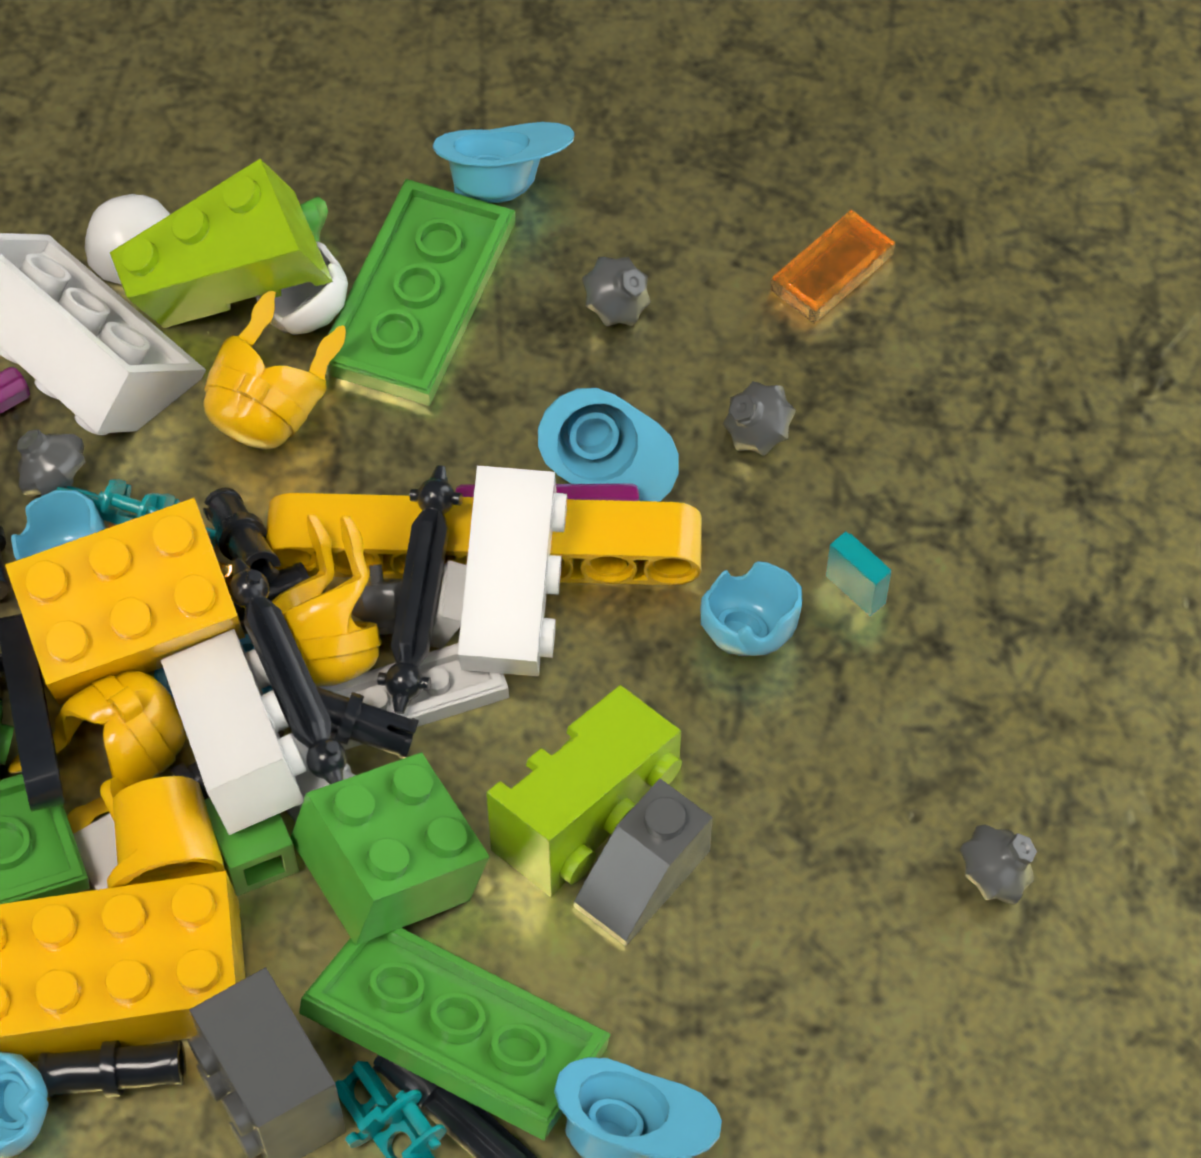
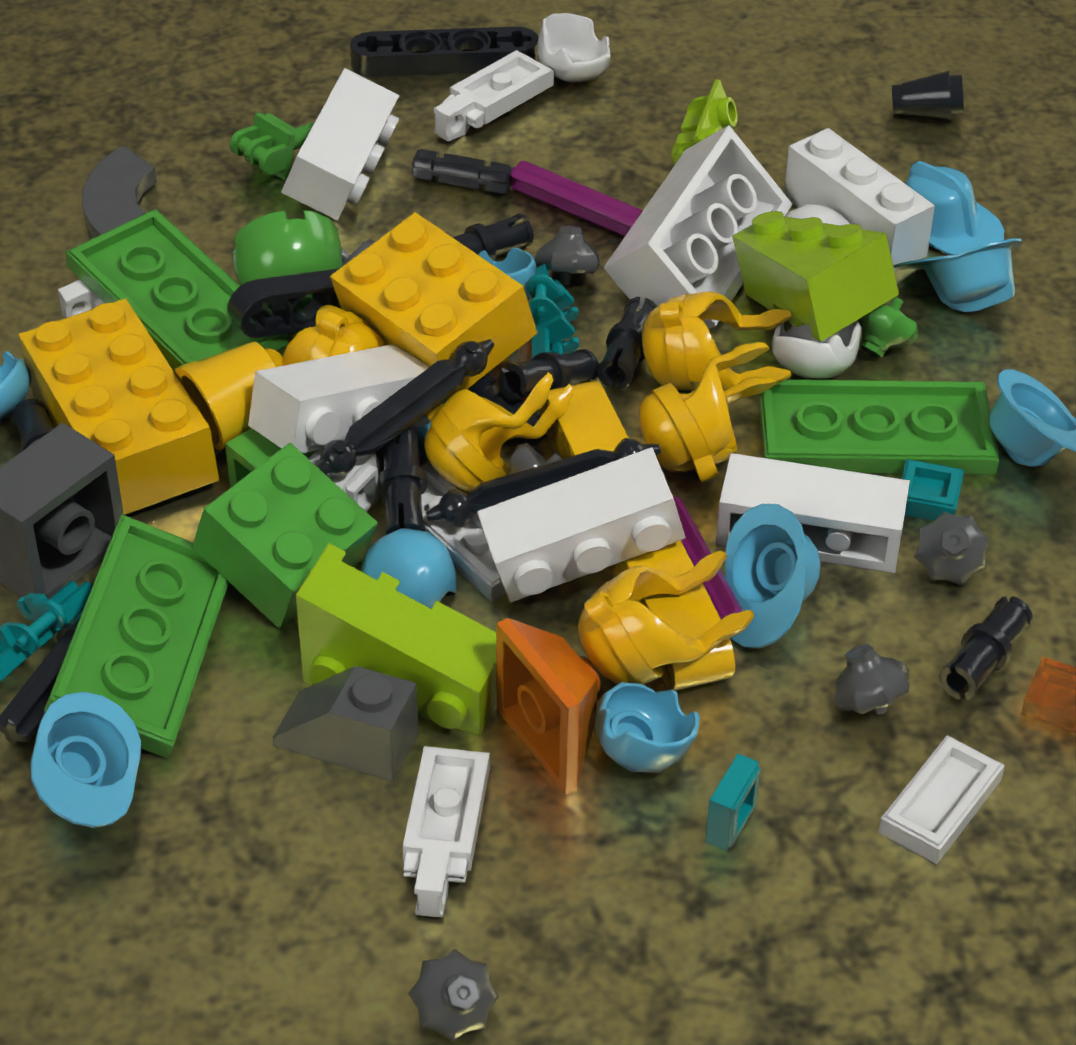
camera: 70 degrees right, 15 degrees down
(69, 176) = (841, 177): none -> white brick
(138, 113) = (957, 219): none -> medium azure piece
(209, 453) = (625, 345): none -> black pin
(256, 126) = (971, 278): none -> medium azure piece
(388, 436) = (696, 426): none -> yellow hair
(464, 752) = (416, 561): none -> medium azure hair
(523, 281) = (931, 489): none -> teal tile
(544, 355) = (844, 513): none -> white brick
(644, 588) = (631, 641): none -> yellow hair
(708, 674) = (546, 697): none -> orange slope
(744, 314) = (986, 647): none -> black pin
(796, 815) = (444, 823): none -> white hinge
(893, 418) = (941, 799): none -> white tile

